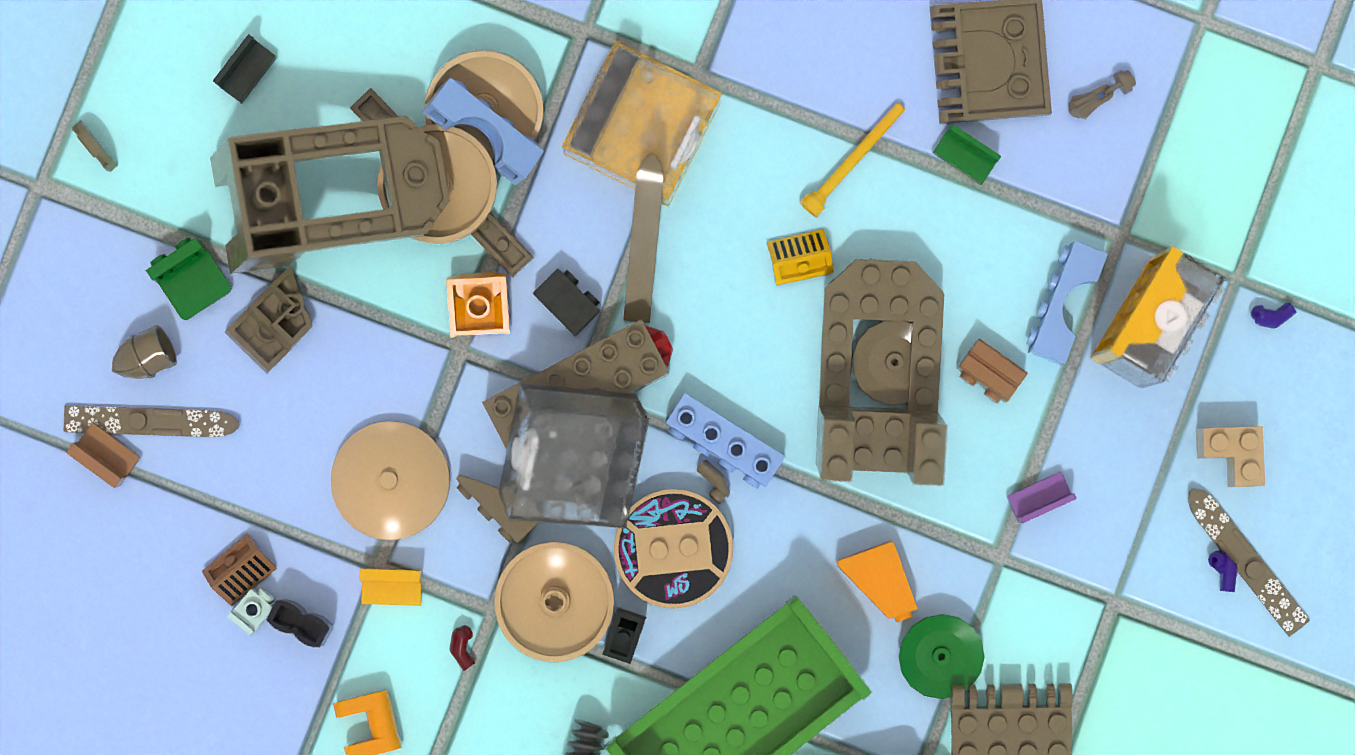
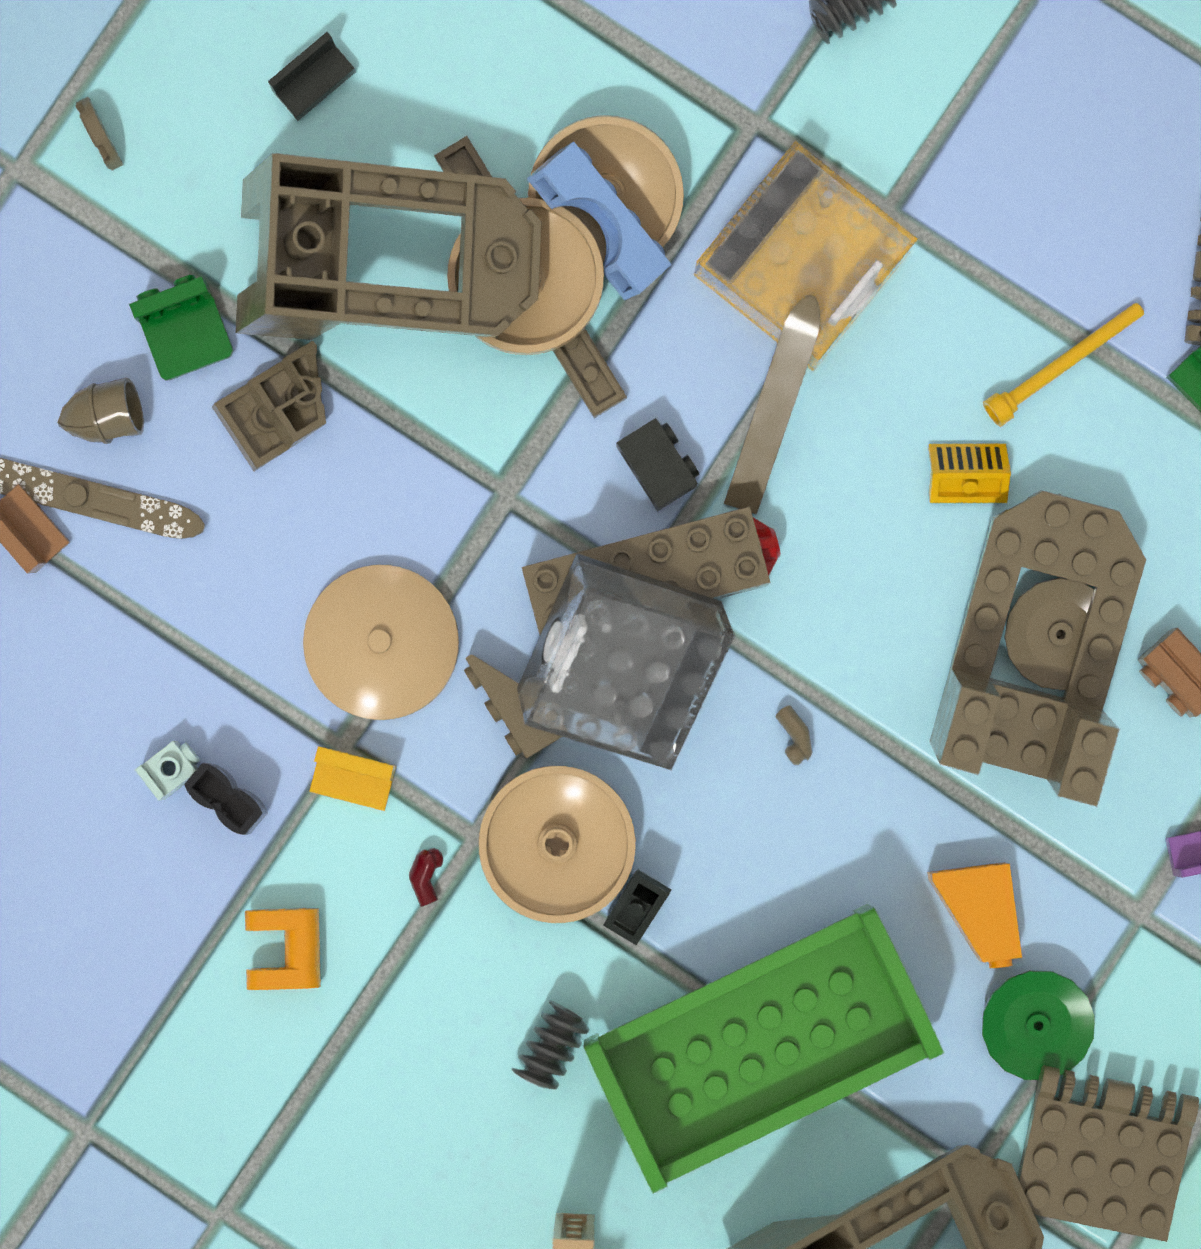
camera: 20 degrees right, 0 degrees up
(238, 570) = (162, 713): medium nougat panel -> none
(478, 303) = (543, 441): light orange slope -> none
(674, 549) = (725, 810): brick -> none
(725, 440) = (821, 686): light blue brick -> none

